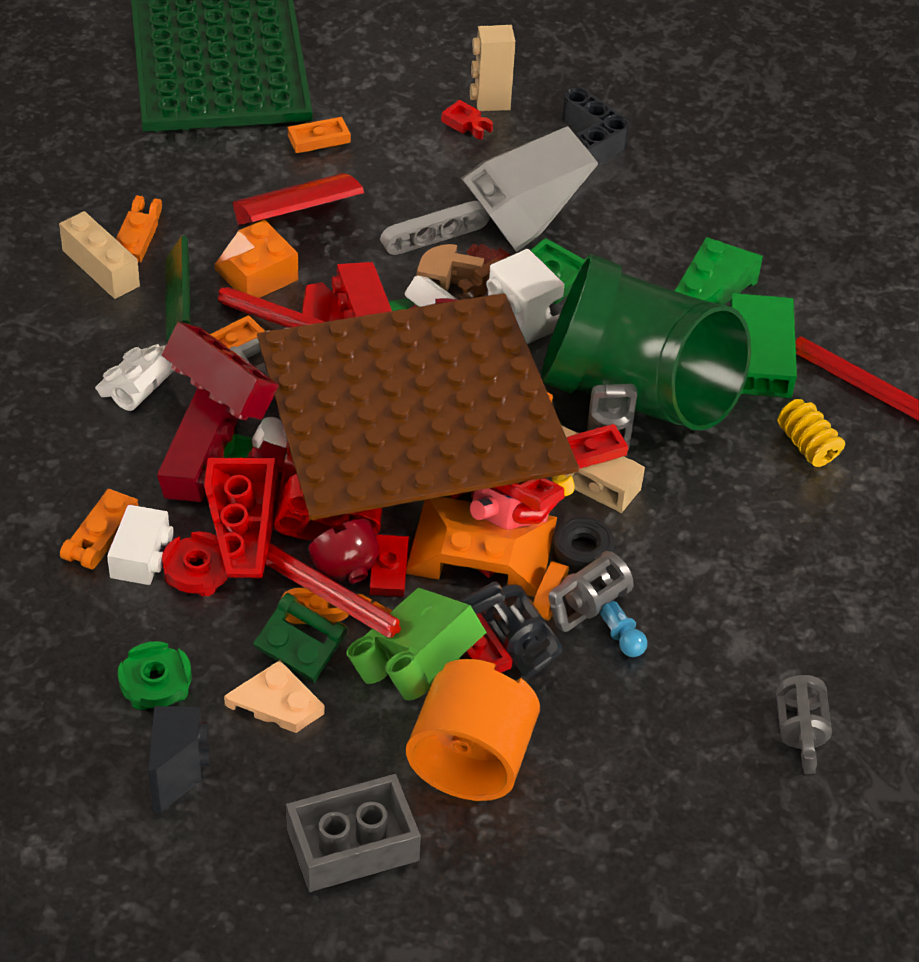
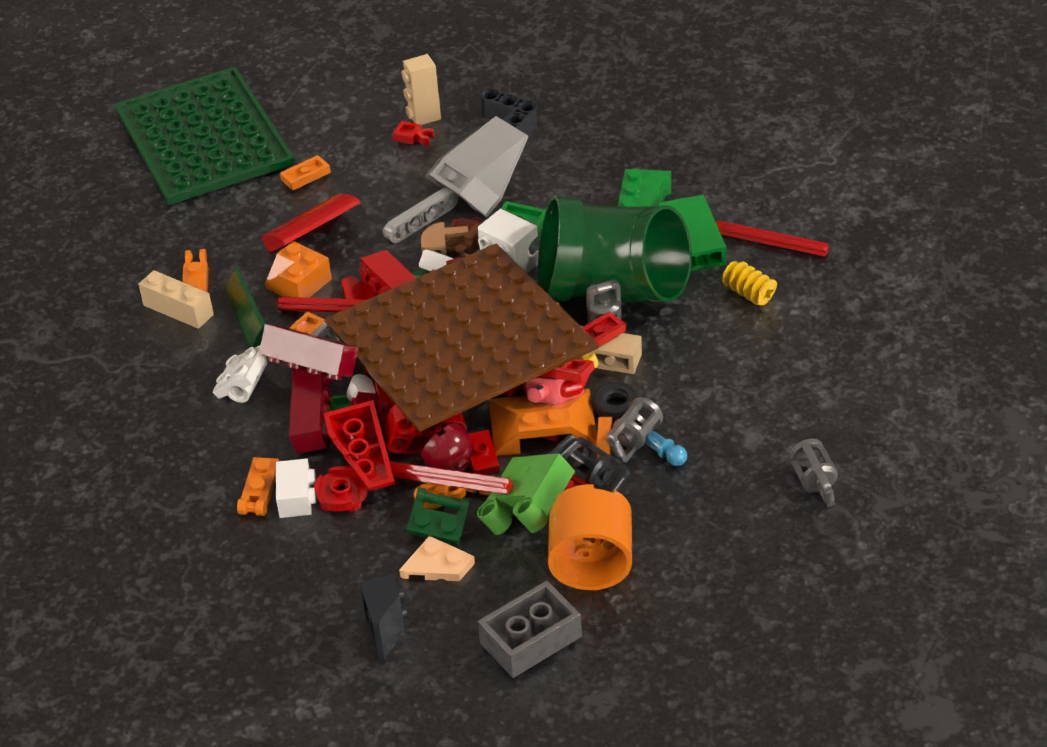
camera: 10 degrees left, 5 degrees down
(148, 692) = (342, 583): green plate -> none

